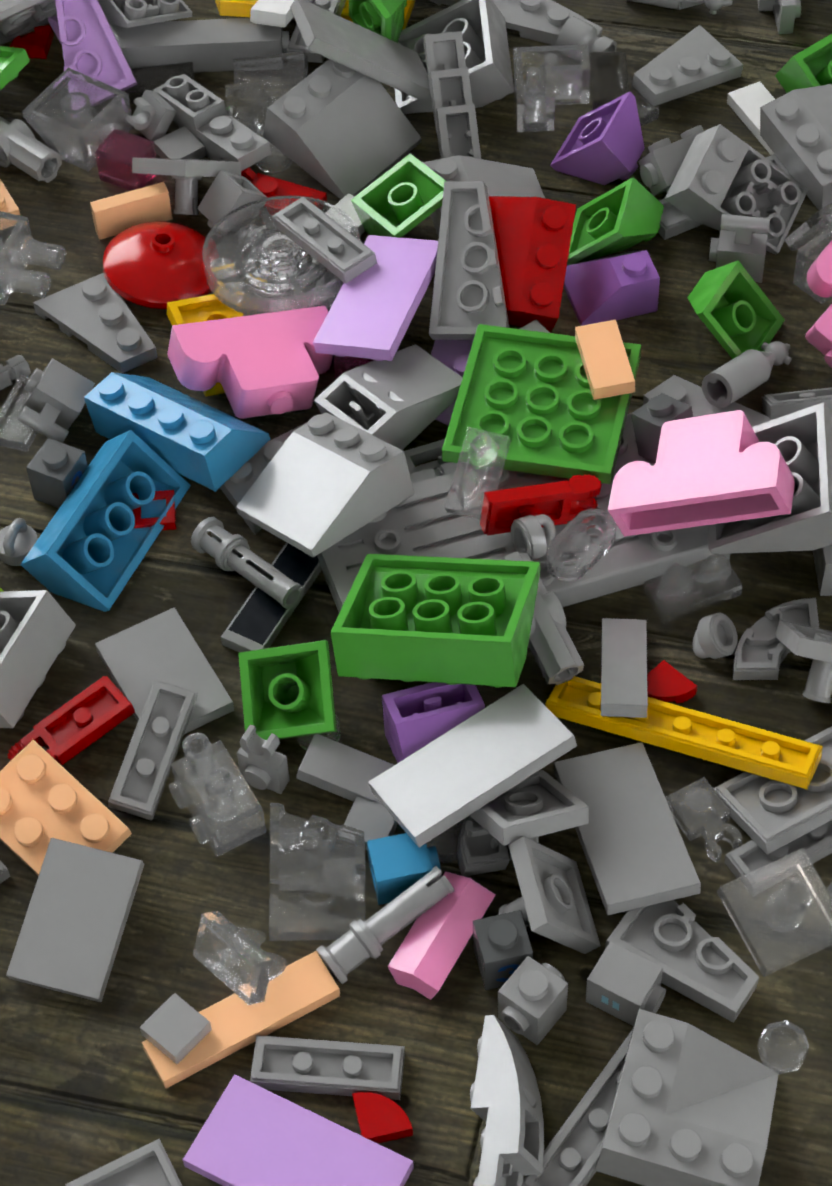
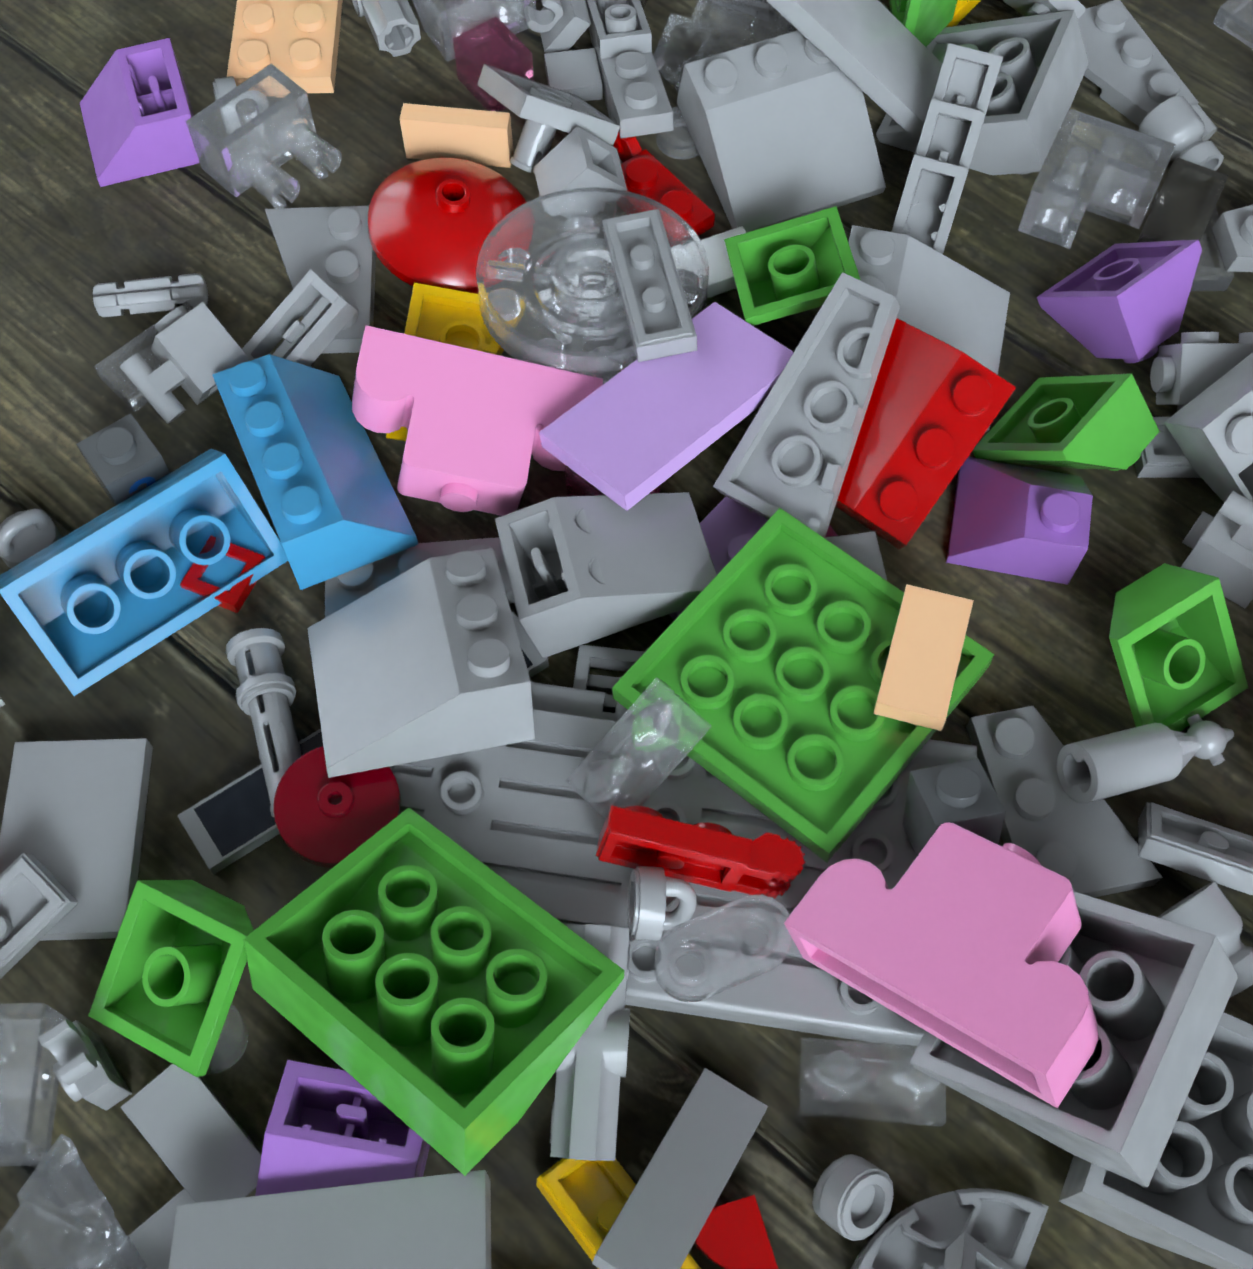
camera: 25 degrees right, 10 degrees up
(99, 345) = (307, 338): none -> light grey tile
(321, 580) = (335, 815): none -> dark red piece

